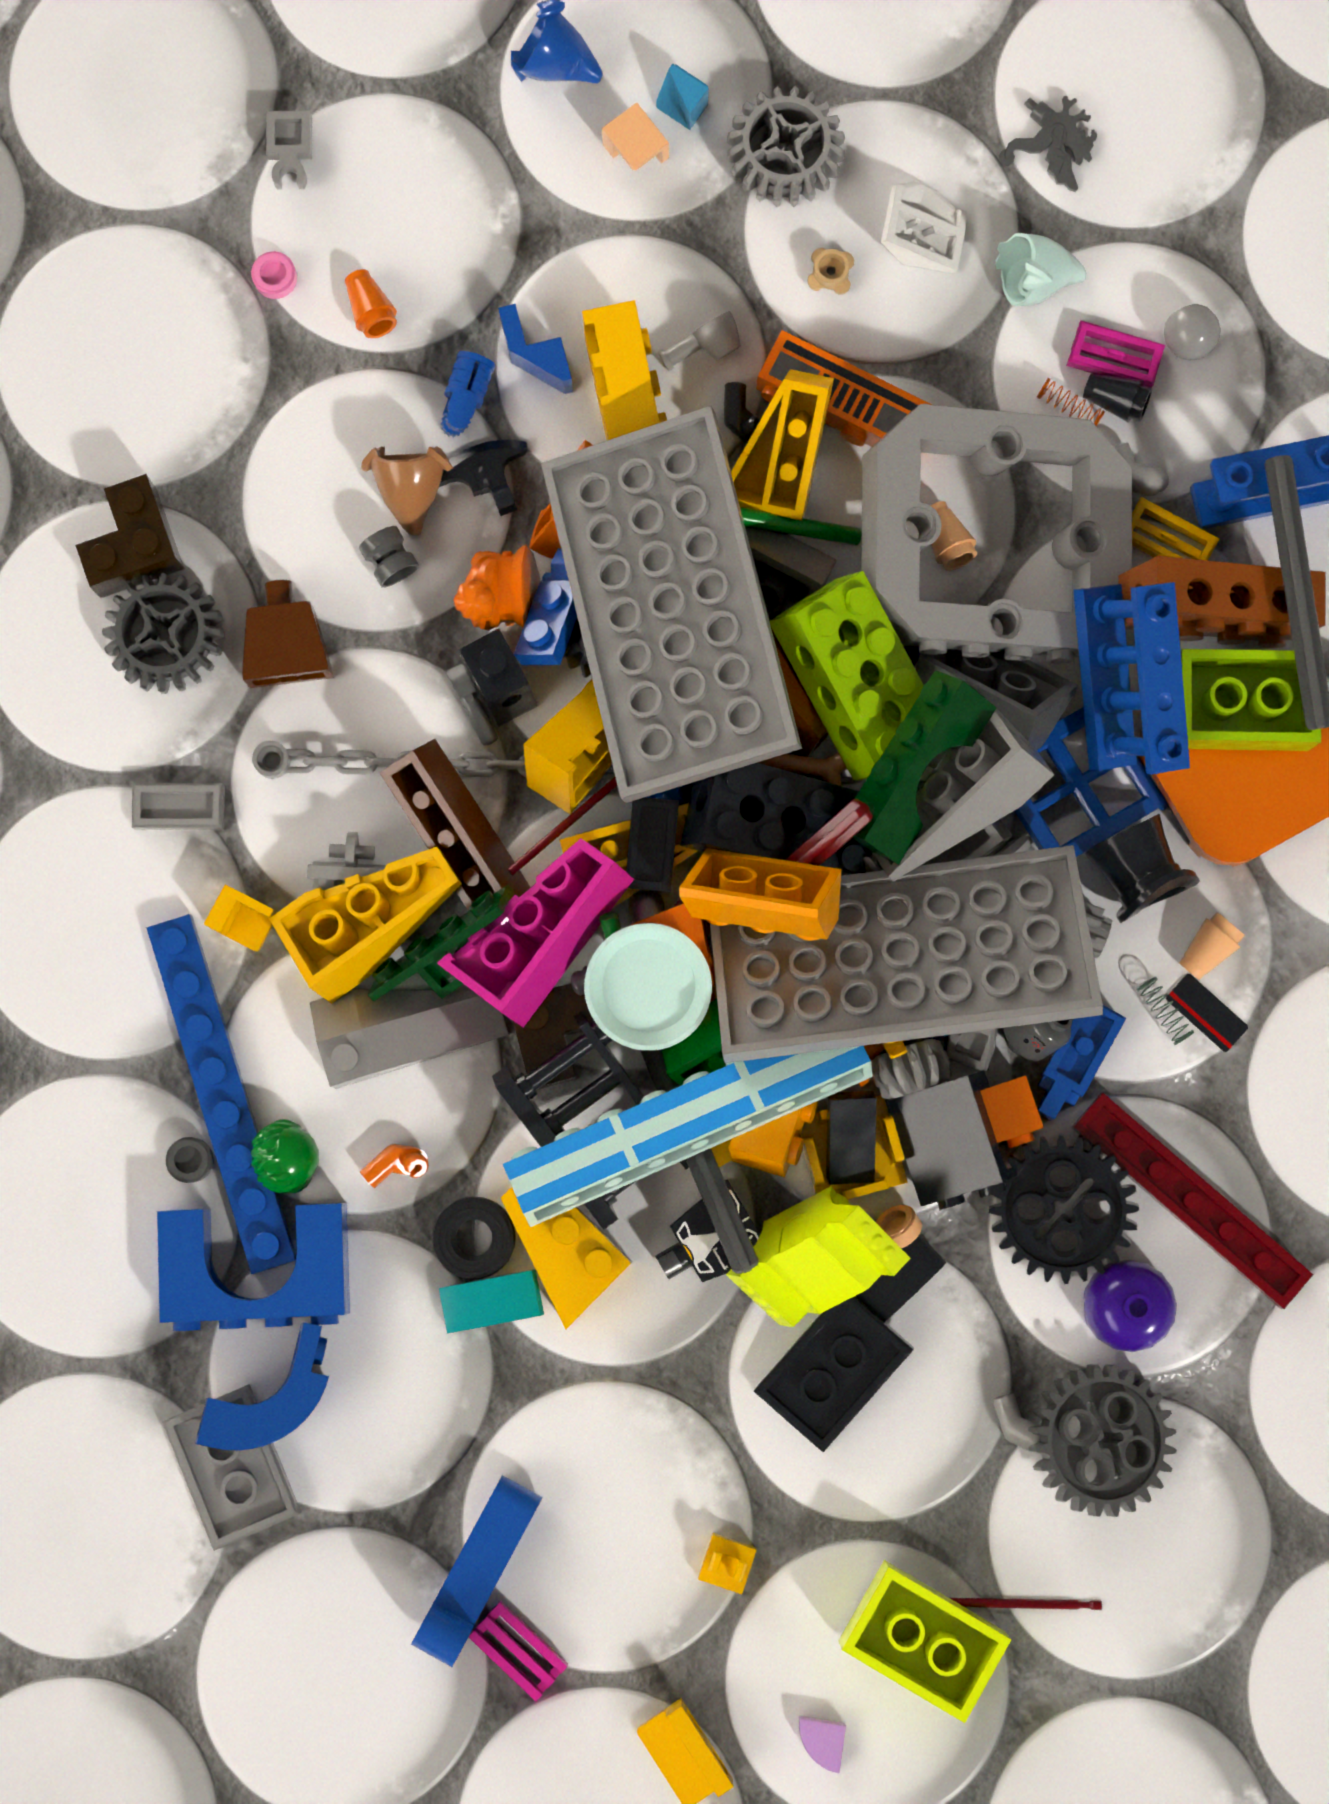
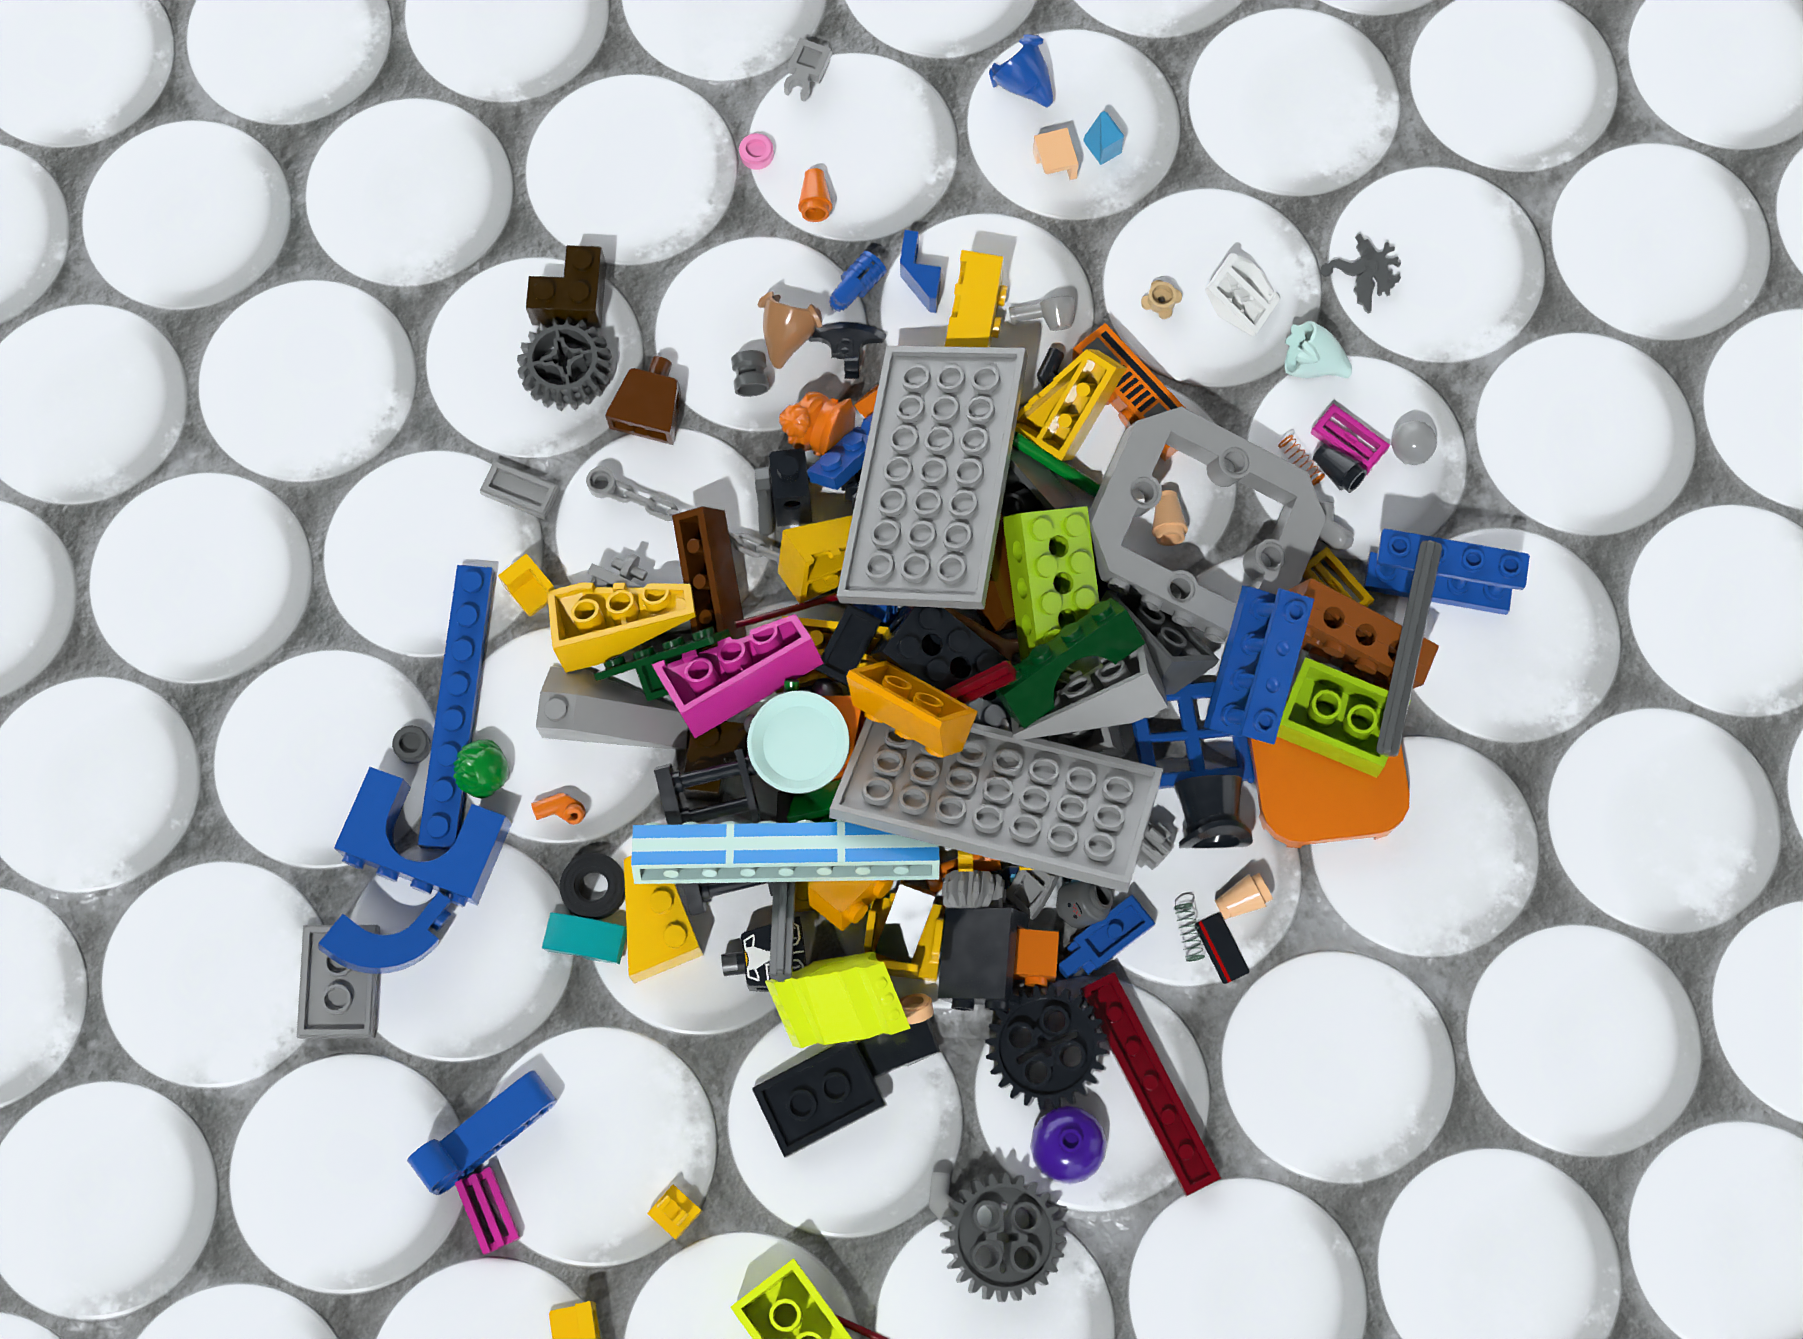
camera: 25 degrees right, 10 degrees down
(757, 165) = (1189, 193): light grey gear -> none

